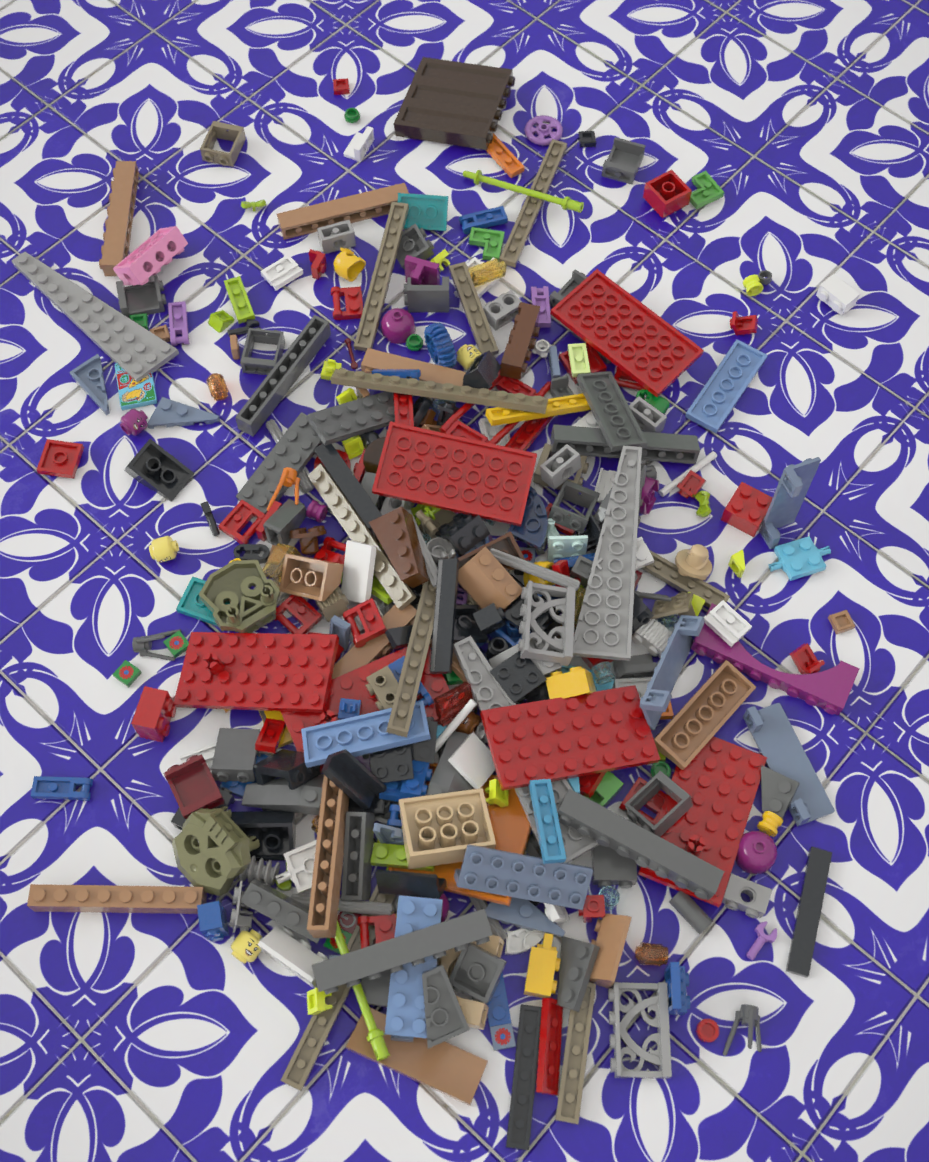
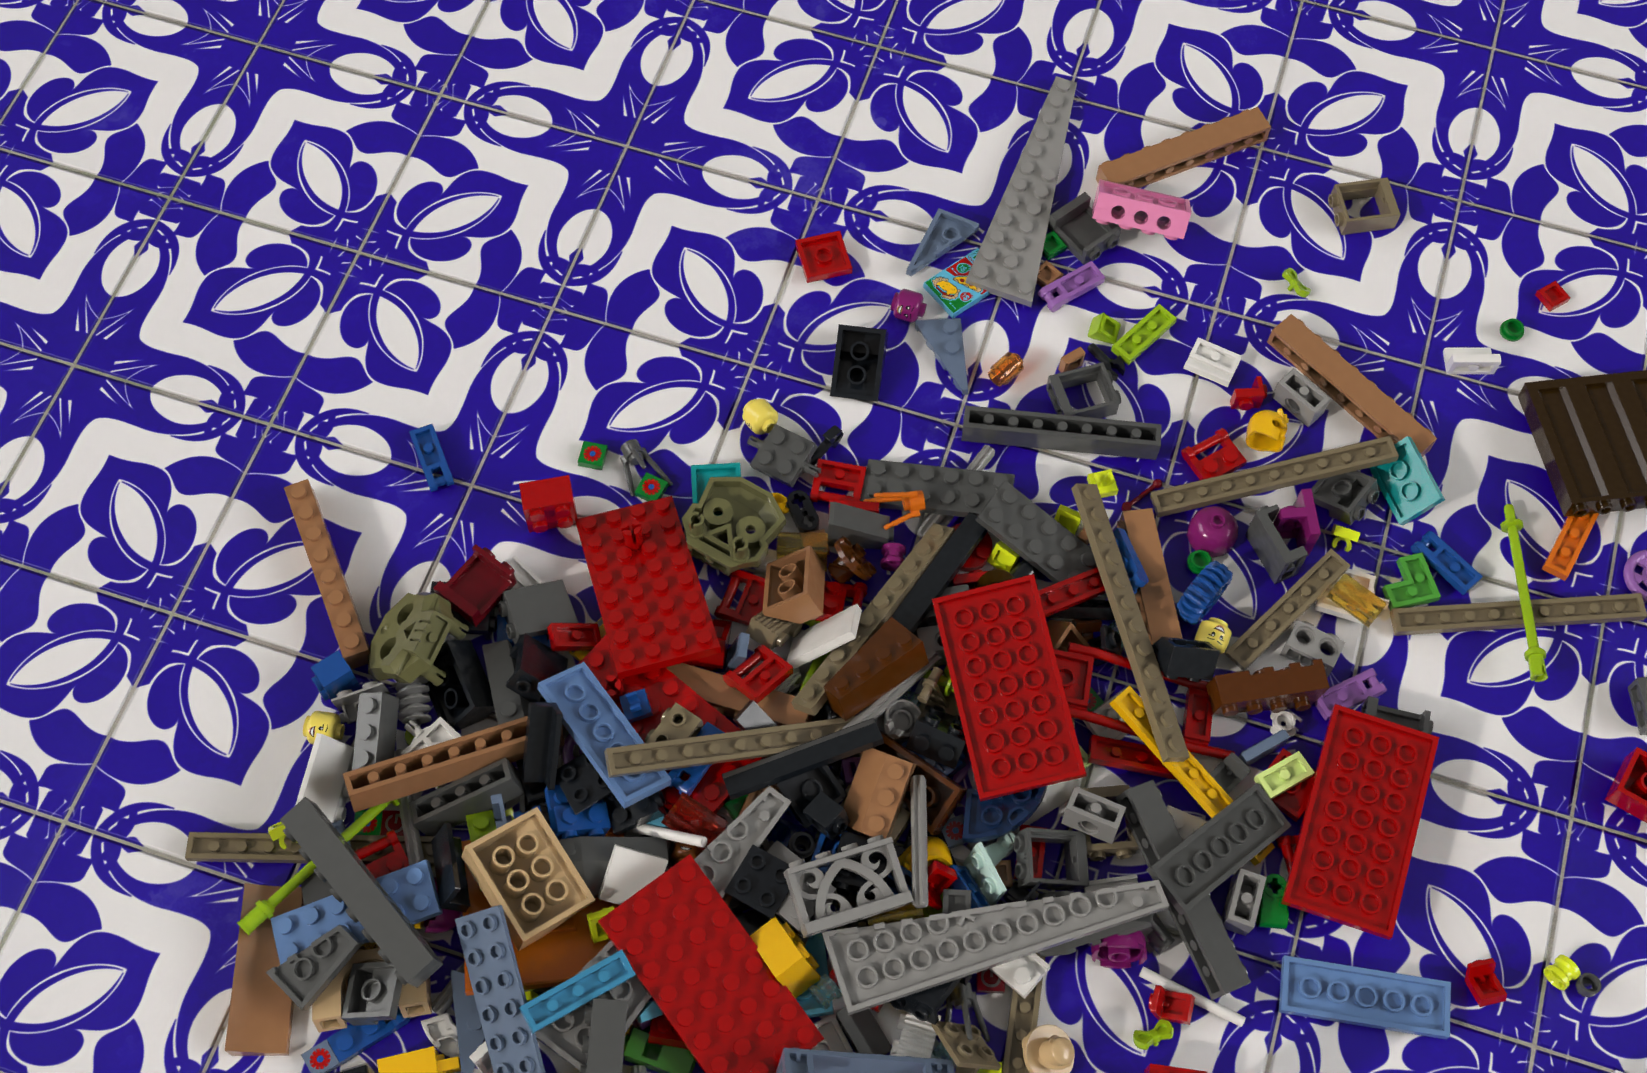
camera: 65 degrees right, 0 degrees up
(203, 546) = (784, 456): none -> dark grey plate

